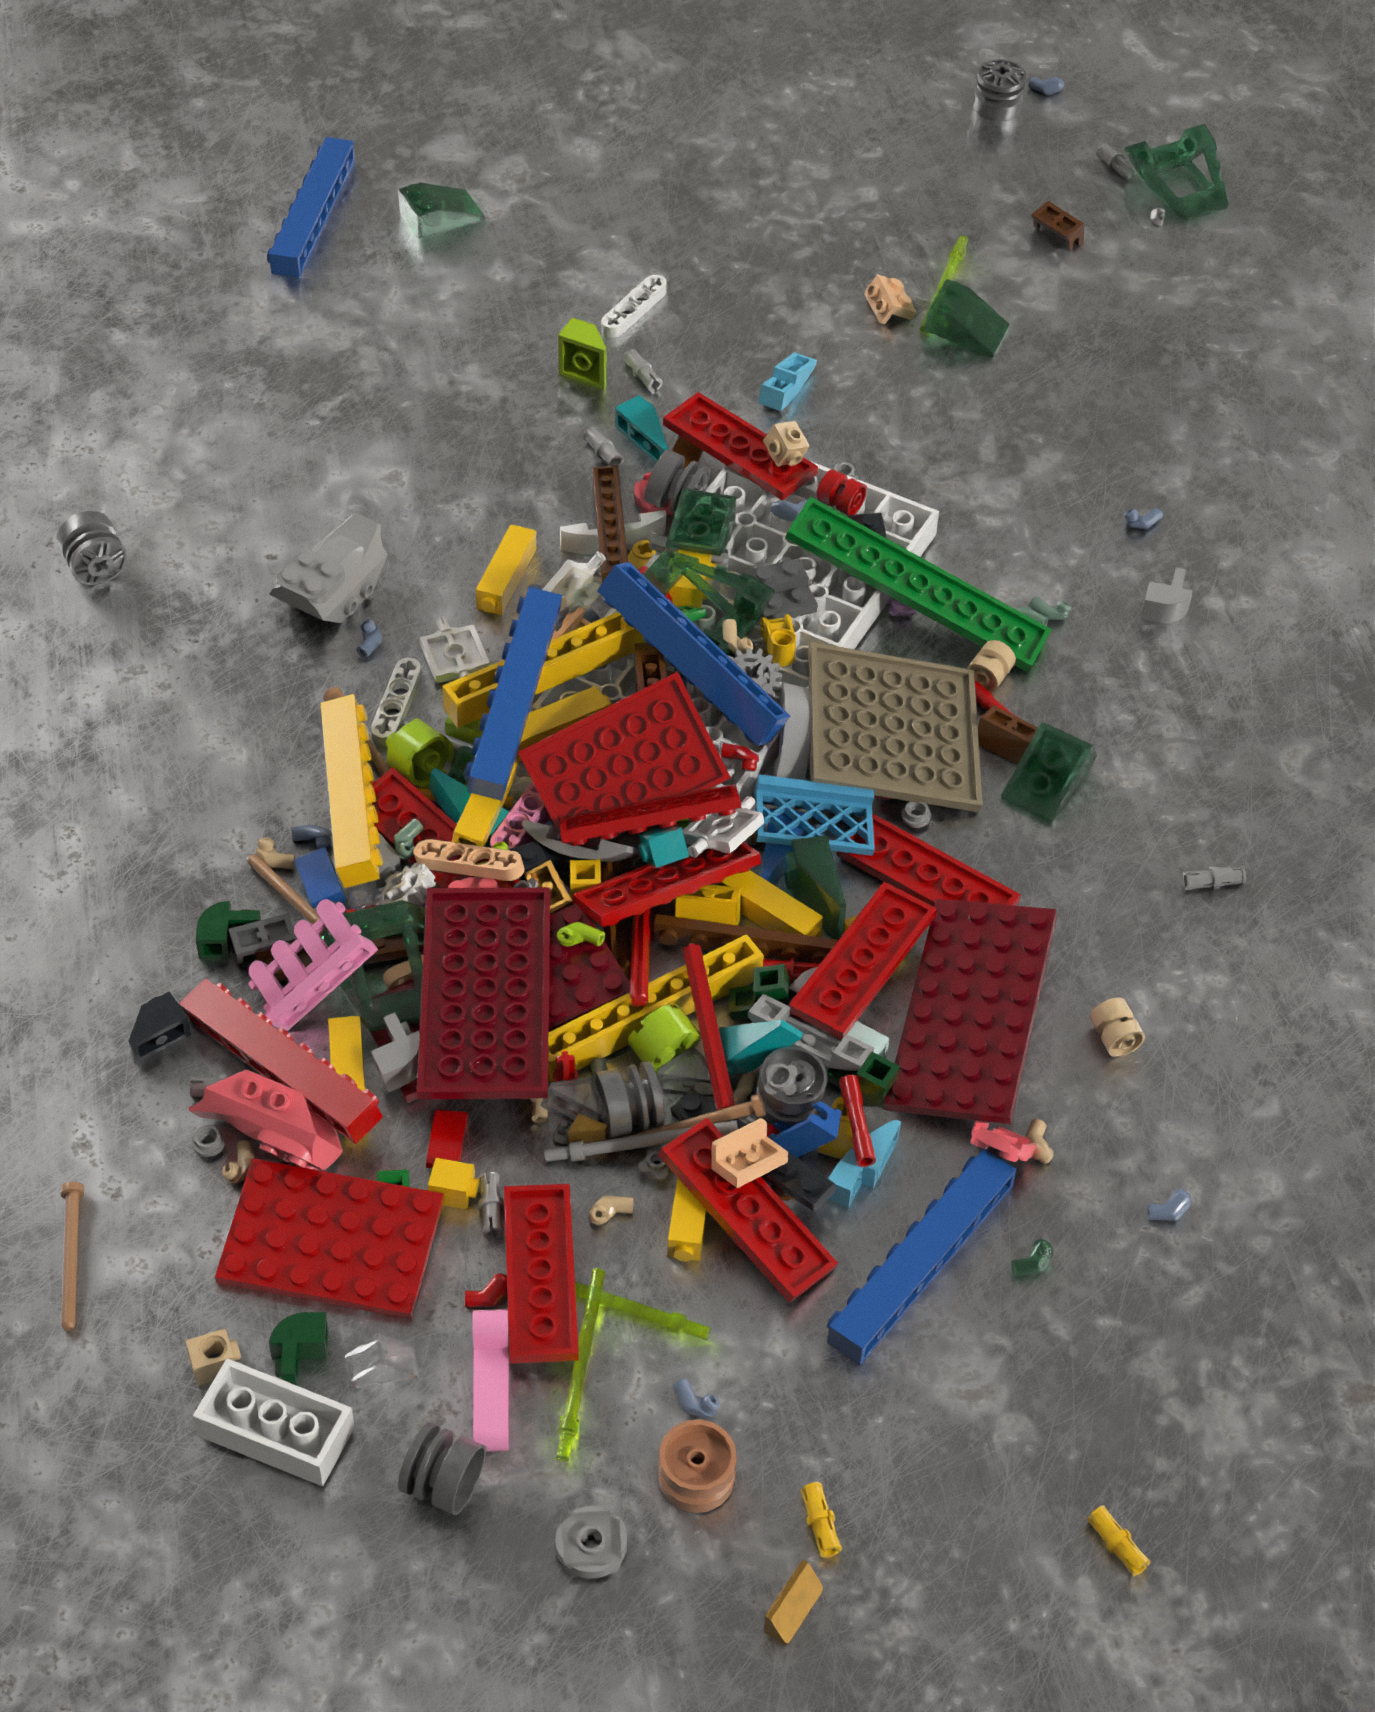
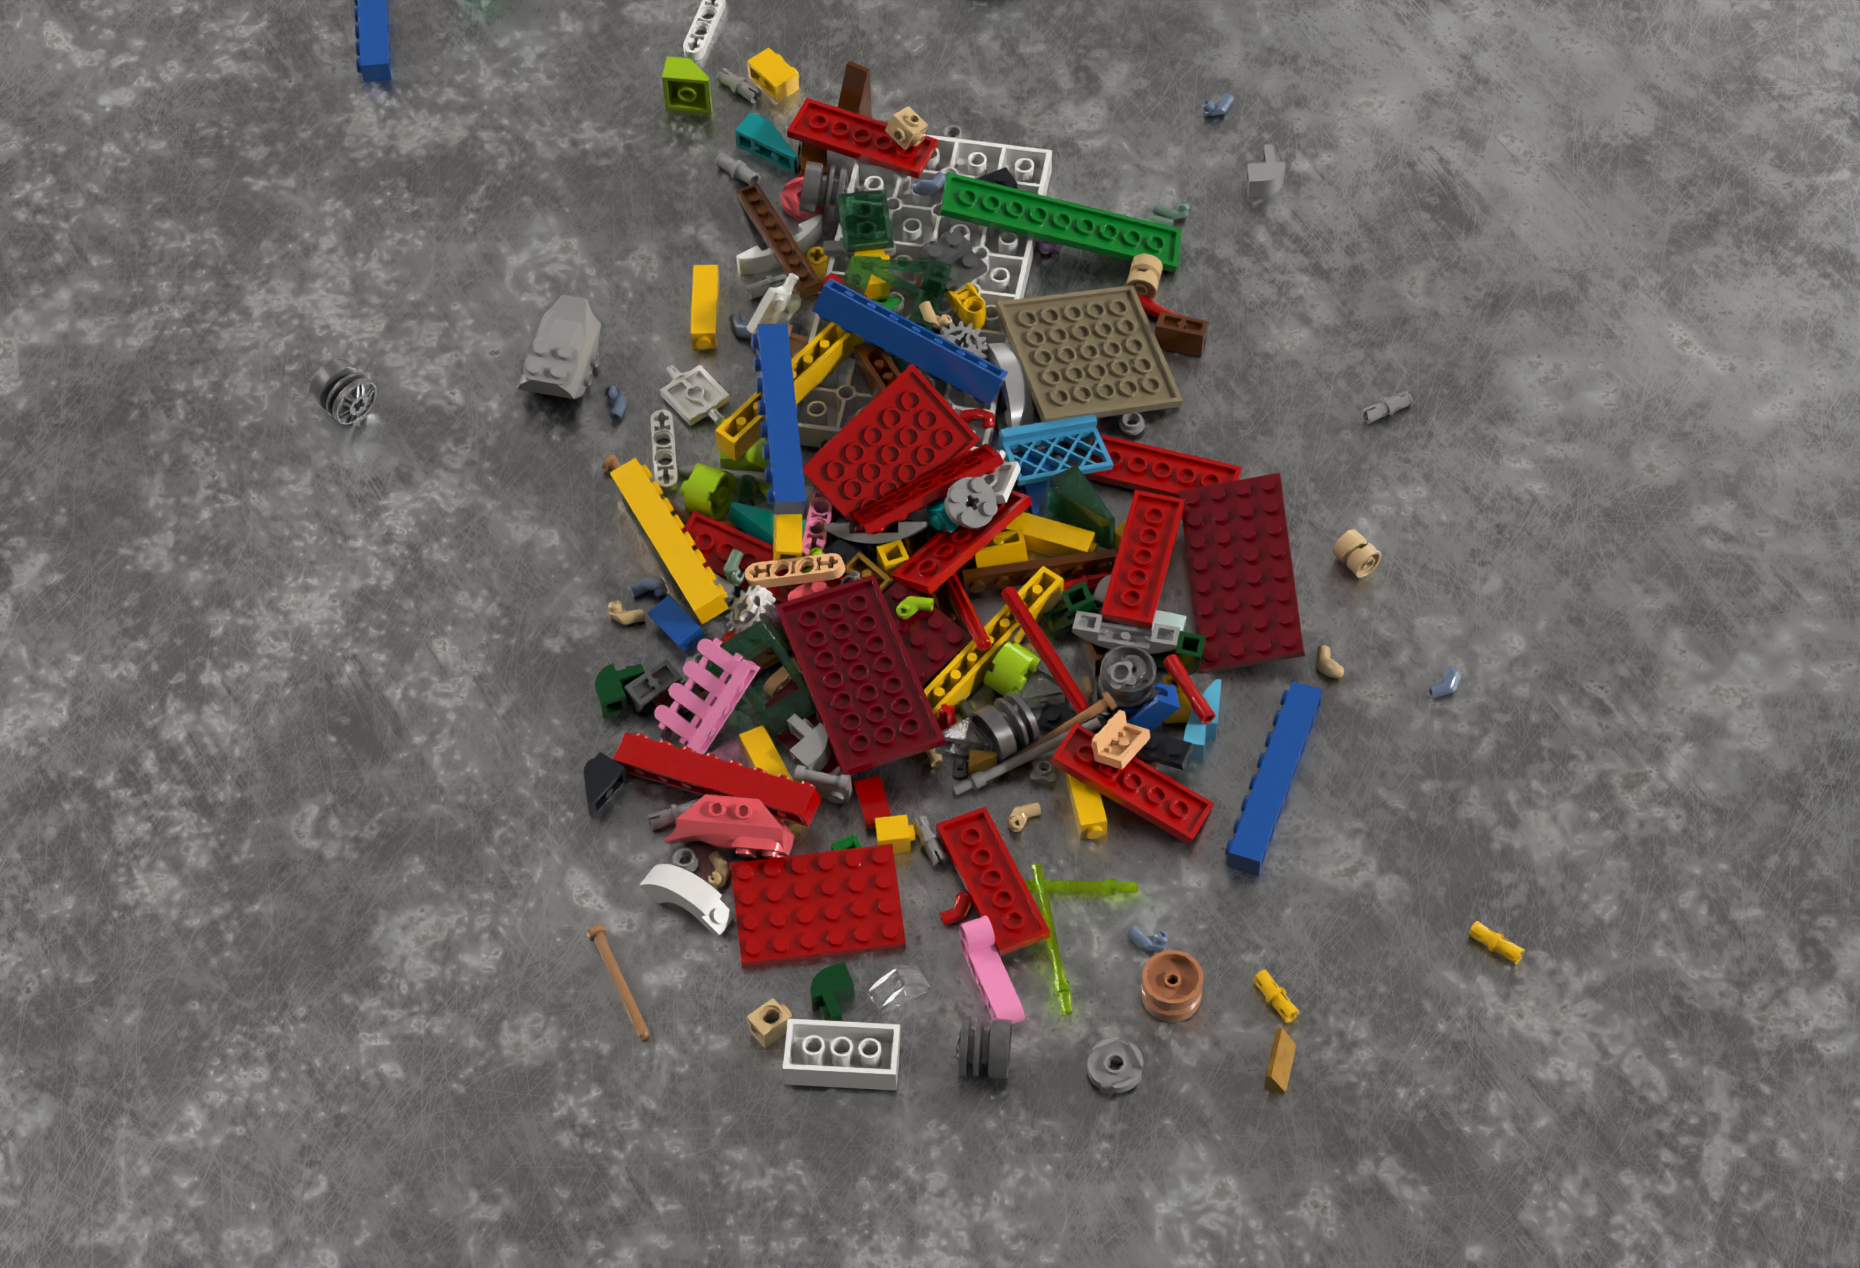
camera: 15 degrees left, 5 degrees up
(191, 1179) = (689, 891): none -> white arch
(284, 889) = (651, 641): medium nougat bar -> none
(408, 1110) = (829, 786): none -> light grey plate
(560, 715) = (825, 424): yellow brick -> none
(677, 854) = (965, 516): none -> light grey plate
(681, 368) = (773, 75): none -> yellow brick
(751, 1043) = (1087, 652): teal slope -> none
(754, 398) = (856, 90): none -> reddish brown slope
(786, 381) = (871, 54): medium azure slope -> none
(842, 493) = (959, 155): red wheel -> none
(1011, 1145) = (1311, 671): coral plate -> none
(1037, 1260) = (1362, 754): clear green arm -> none
(1049, 772) = (1226, 356): clear green slope -> none

